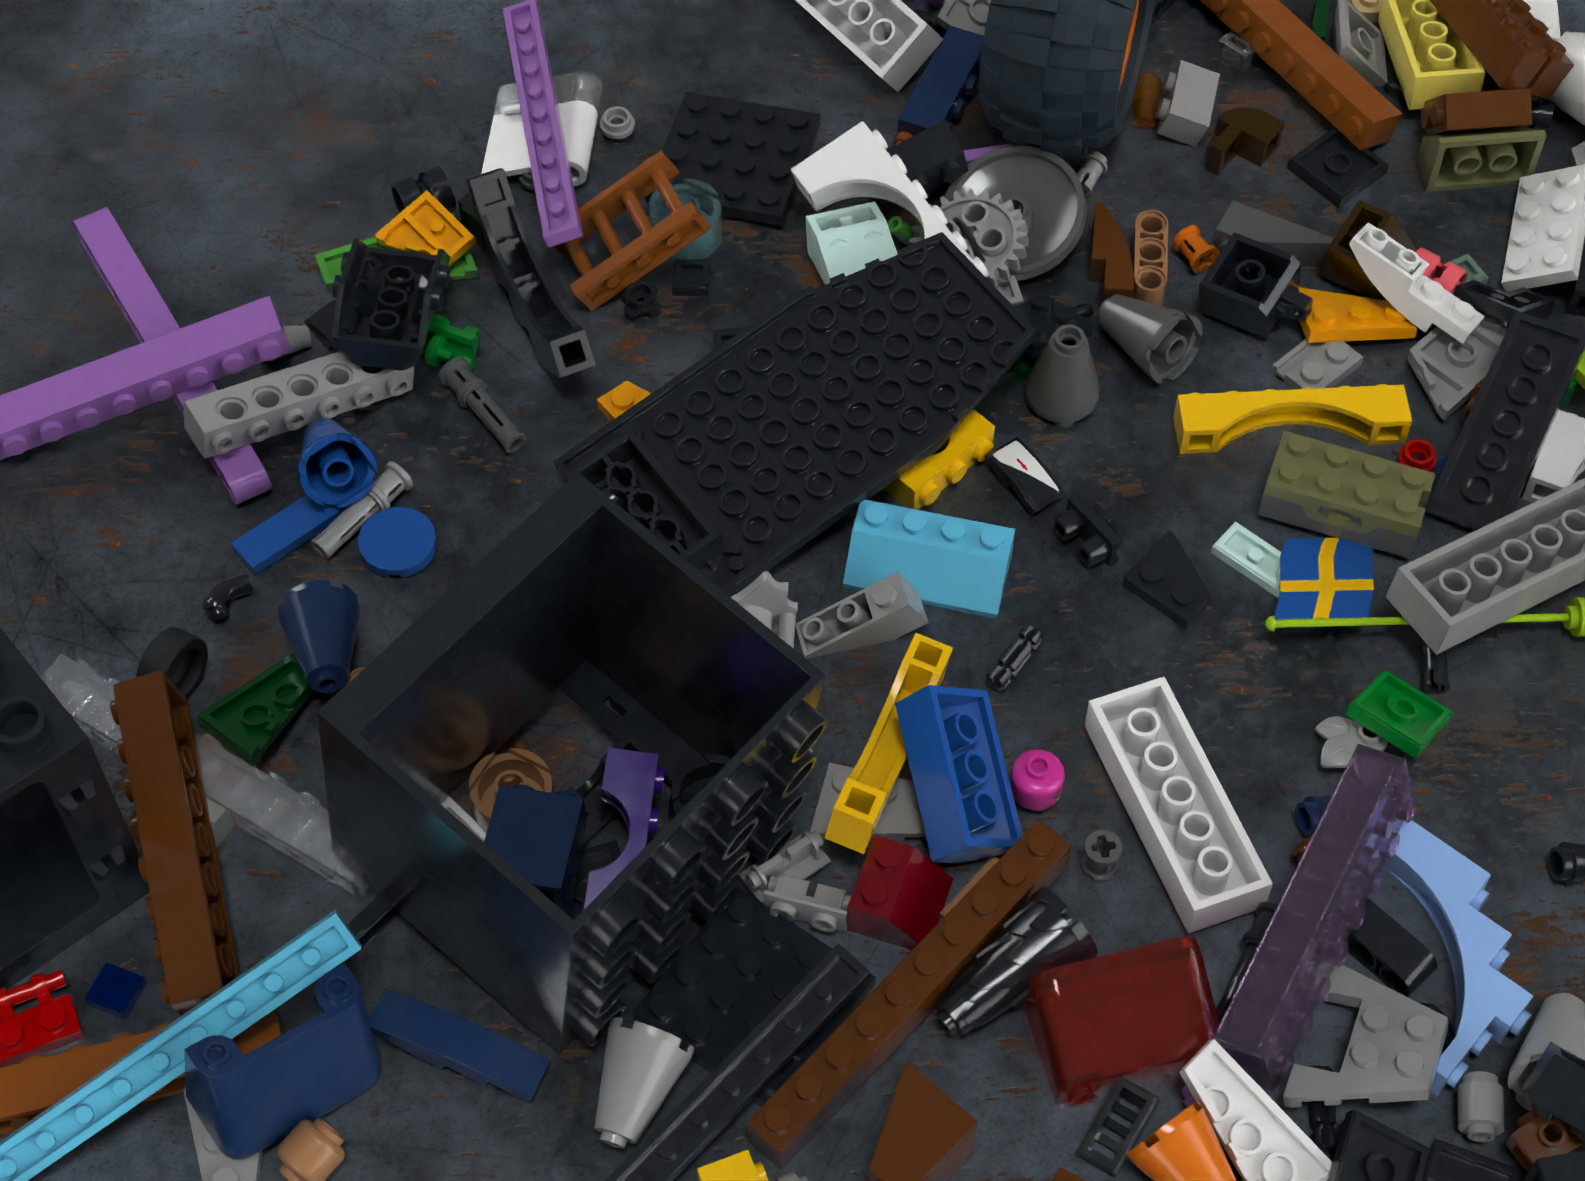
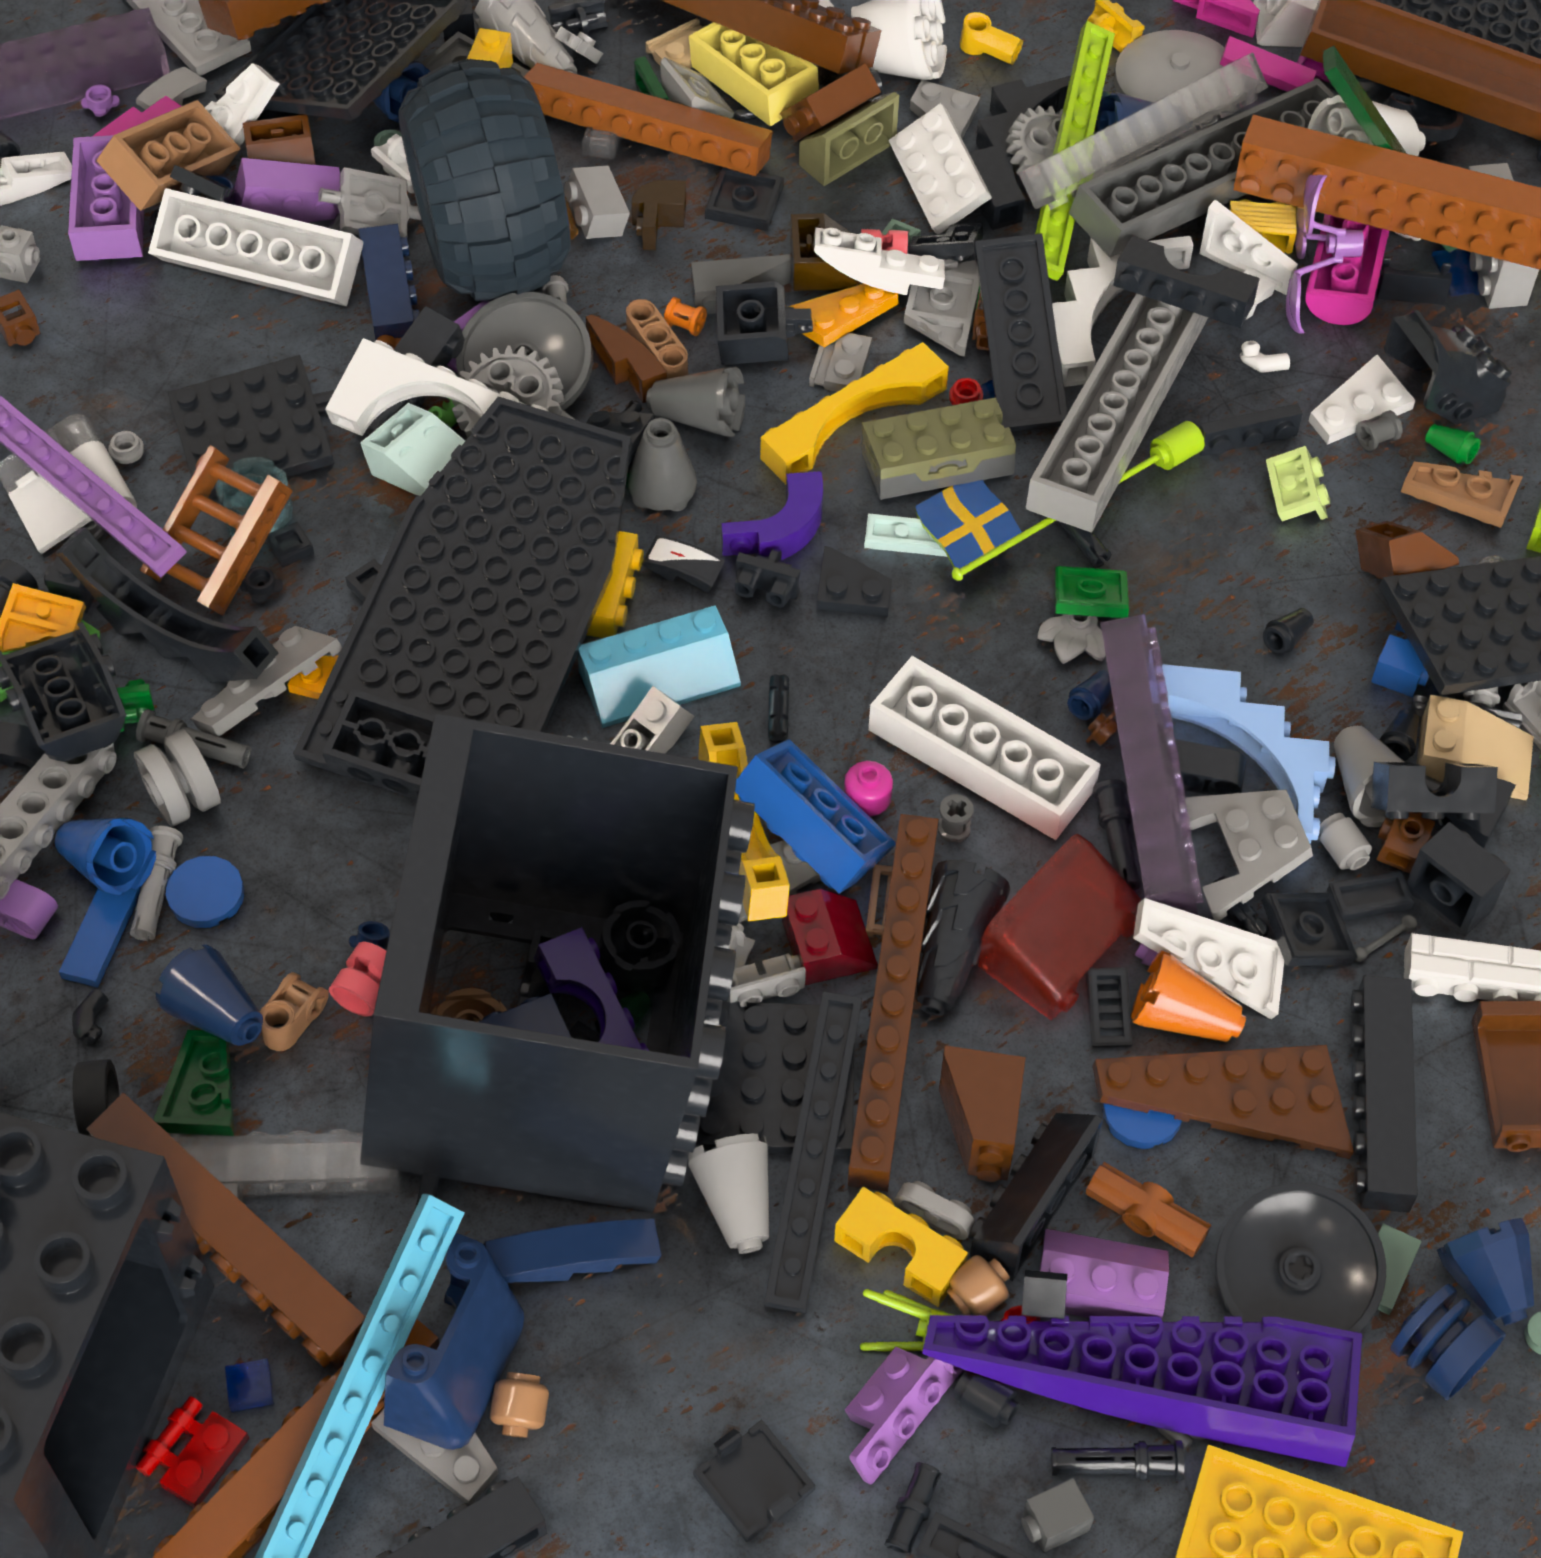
camera: 35 degrees left, 0 degrees up
(437, 429) = (179, 777): none -> light grey wheel
(610, 376) = (297, 653): none -> light grey wing
(1147, 495) = (788, 529): none -> dark purple arch

